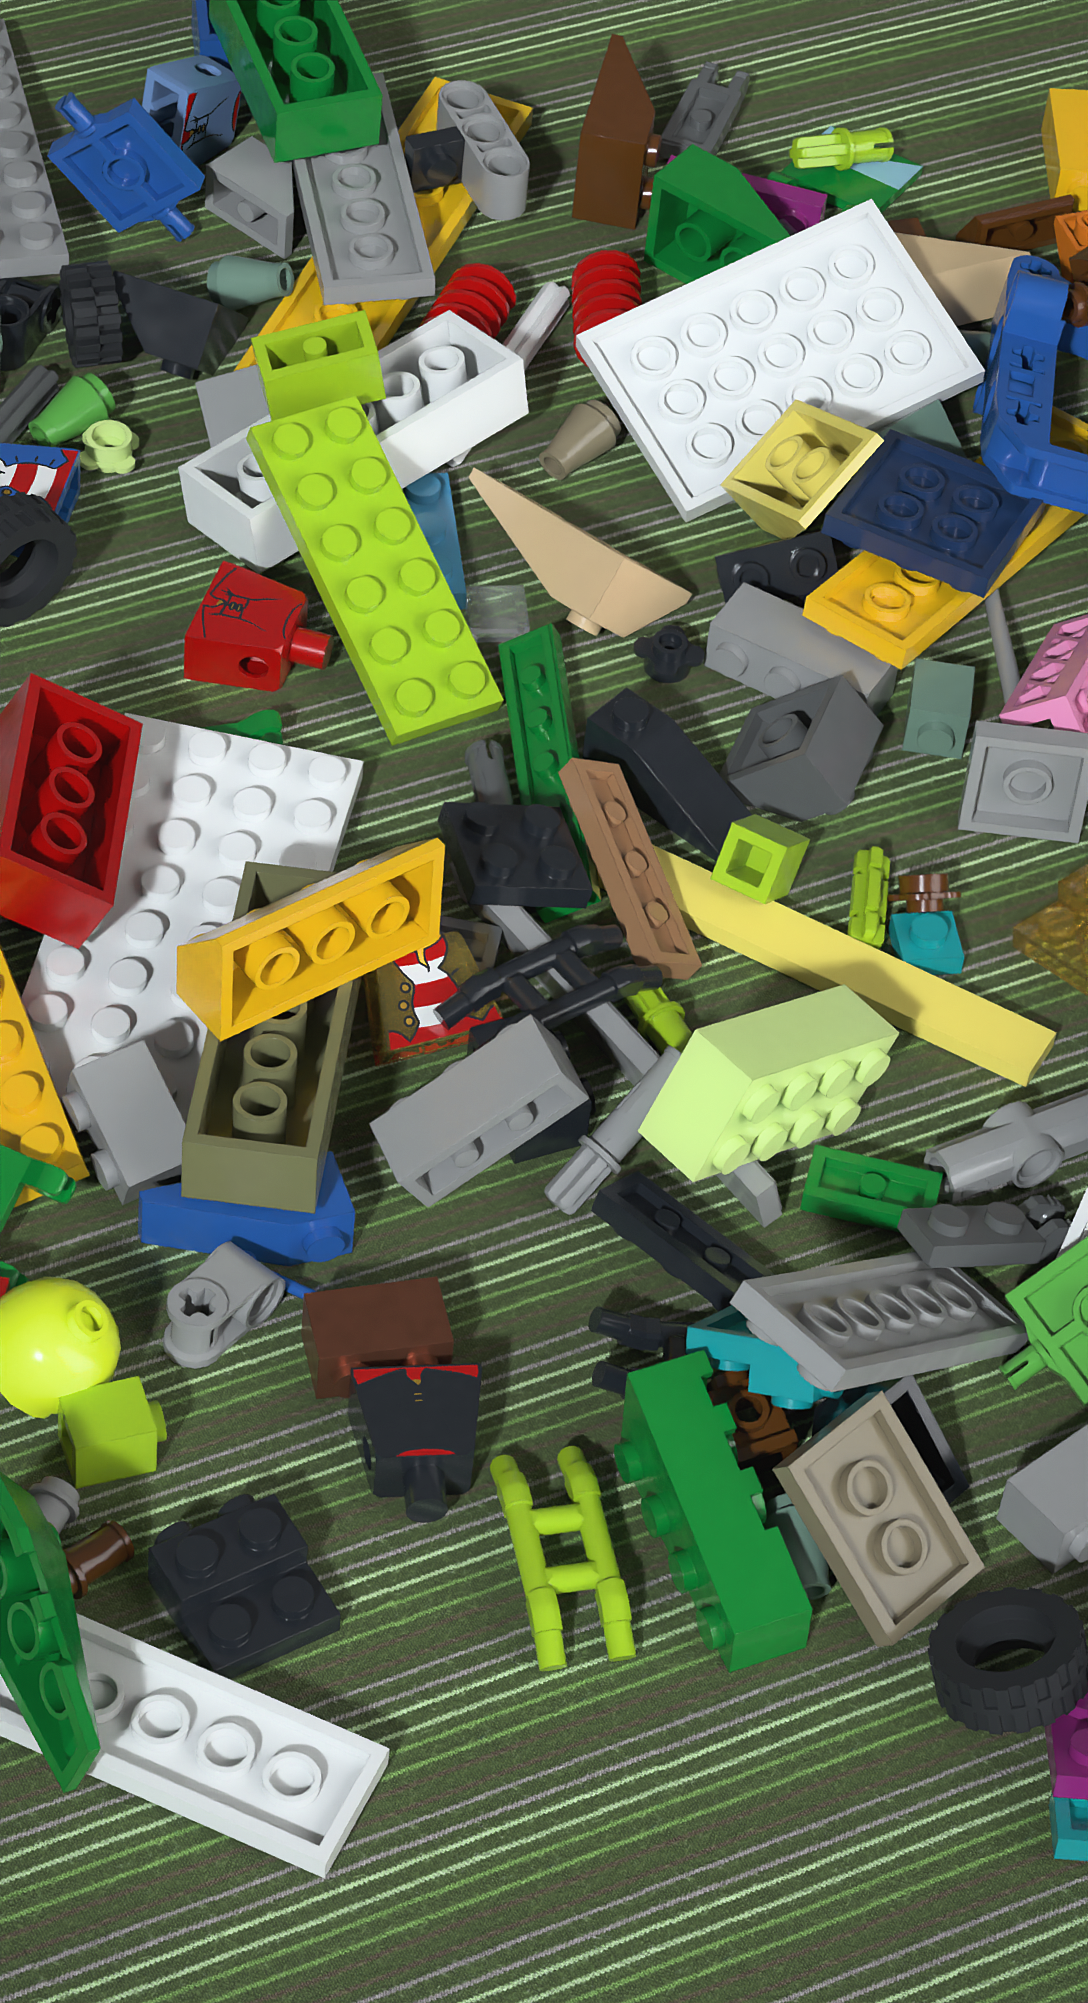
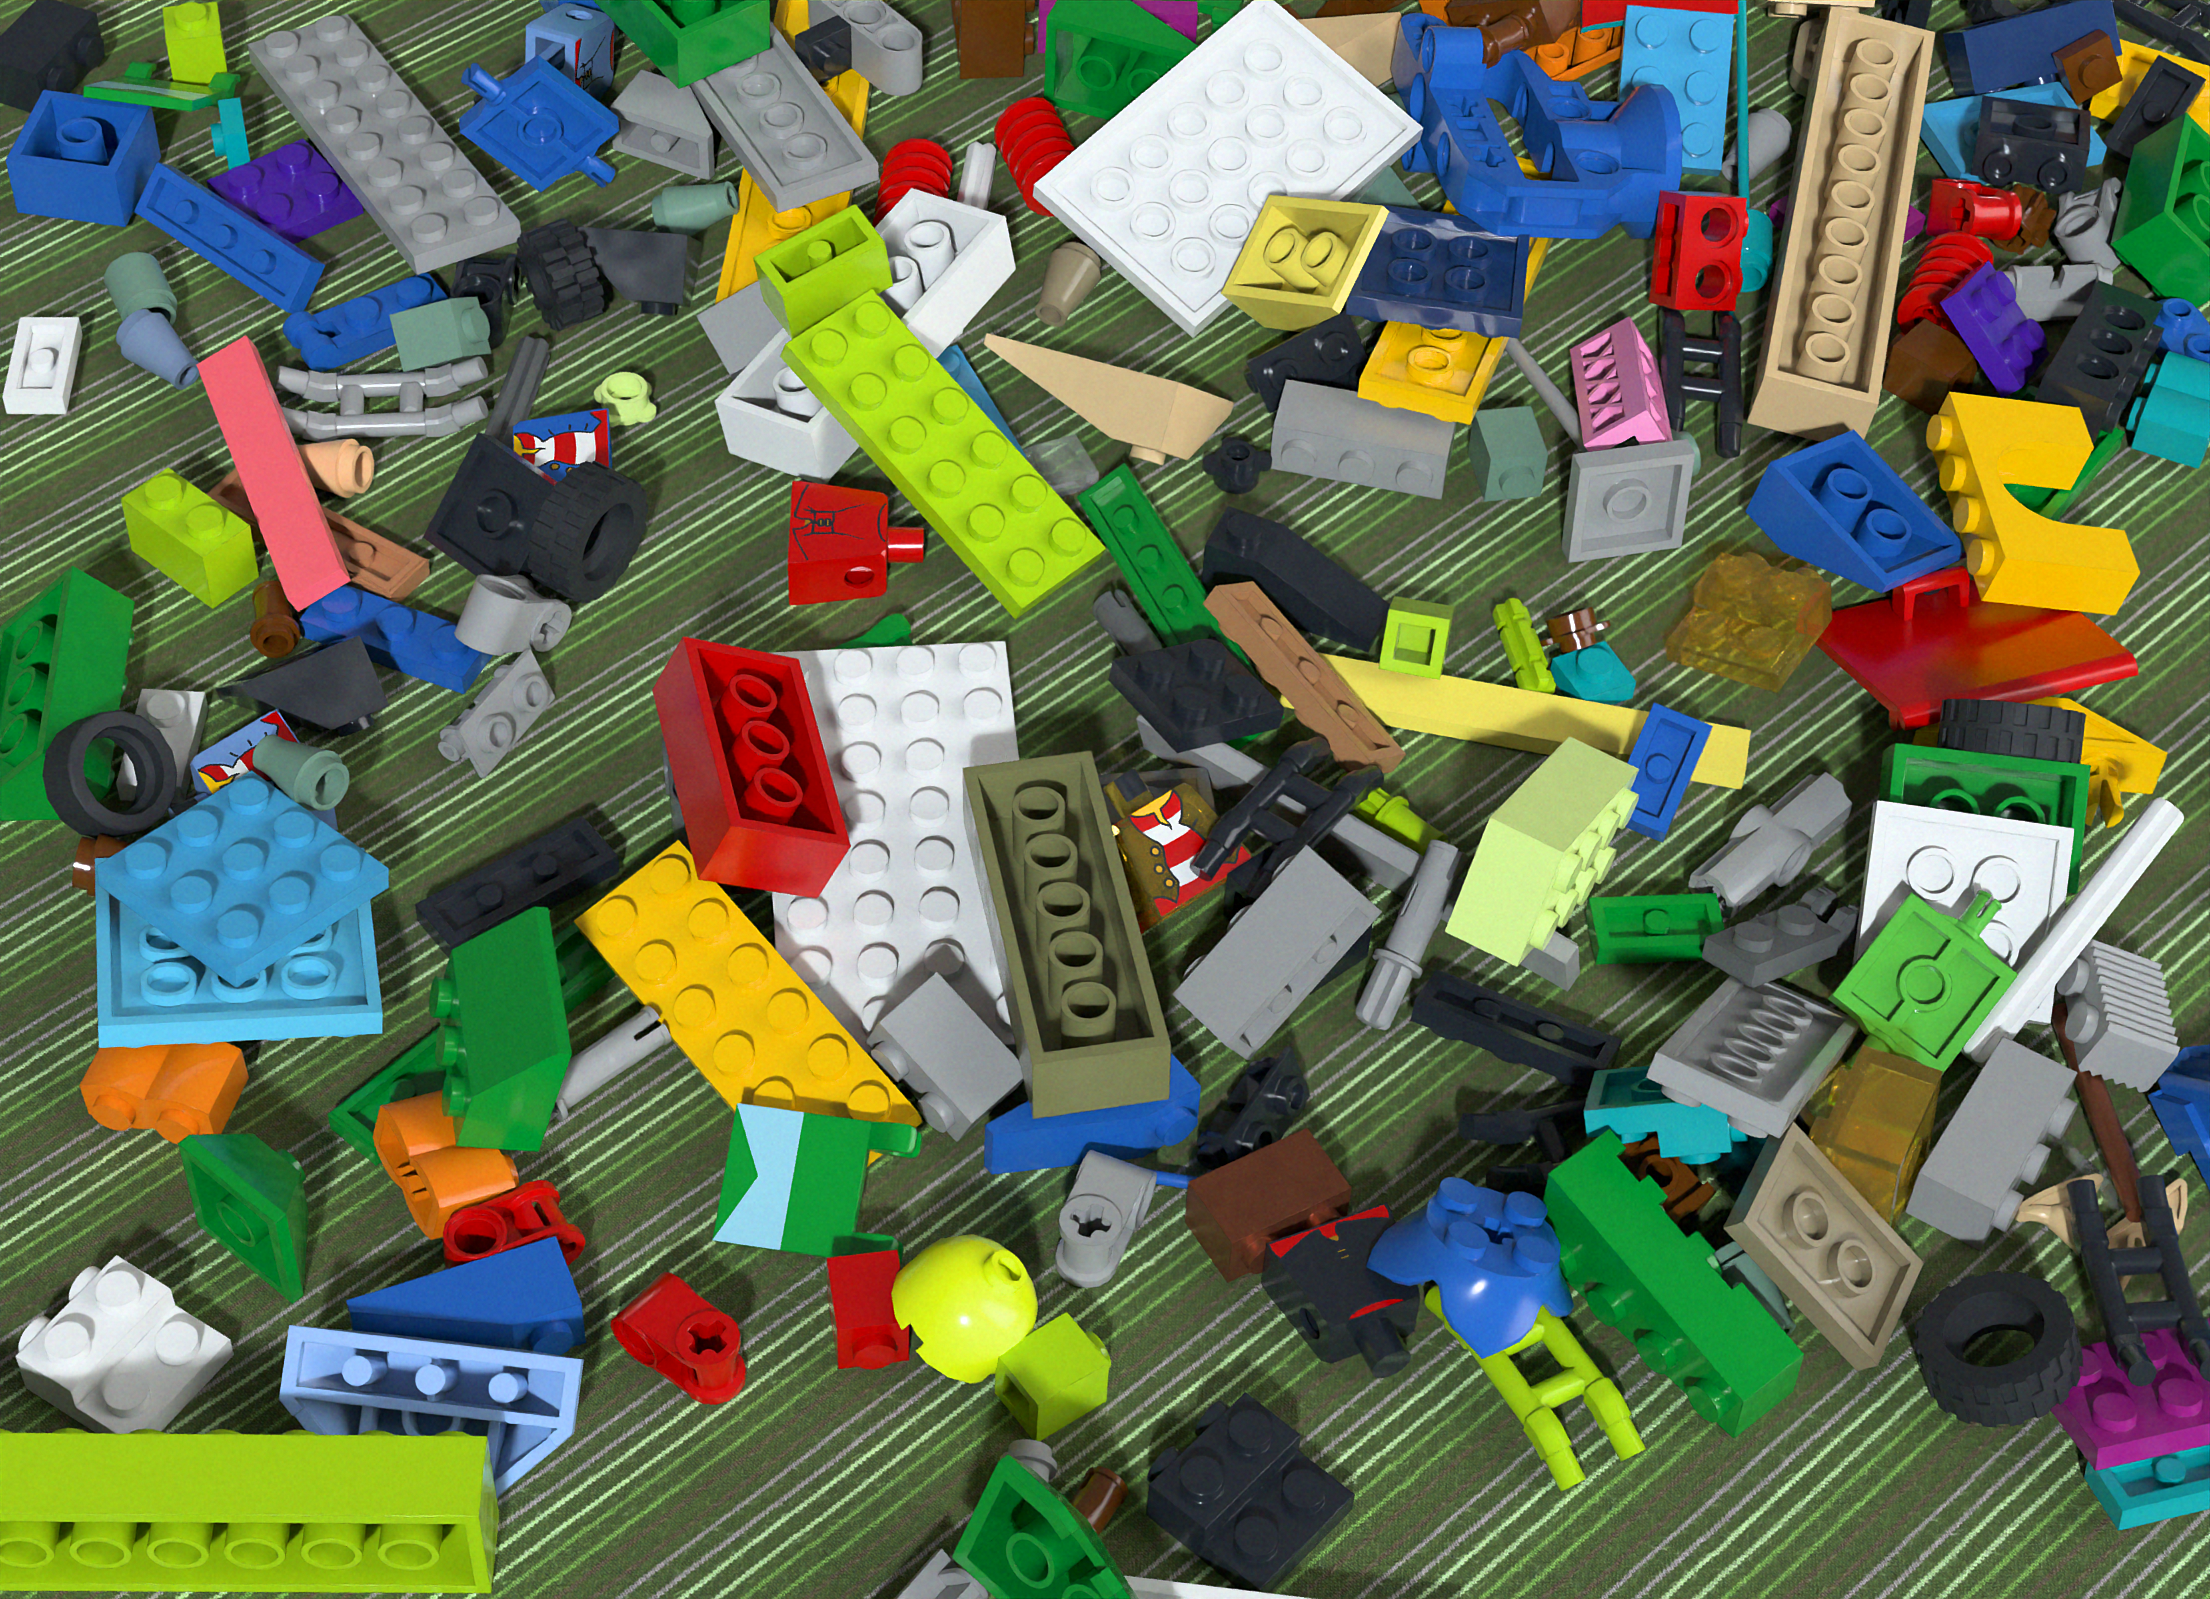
camera: 15 degrees left, 0 degrees up
(73, 411) = (577, 372): bright green cone -> none
(313, 939) = (1075, 826): yellow slope -> none
(416, 1250) = (1268, 1103): none -> black hinge
(541, 1440) = (1488, 1257): none -> blue brick
(803, 751) = (1404, 525): dark grey slope -> none
(941, 1046) = (1666, 762): none -> blue plate
(981, 1431) = (1880, 1127): none -> clear yellow slope

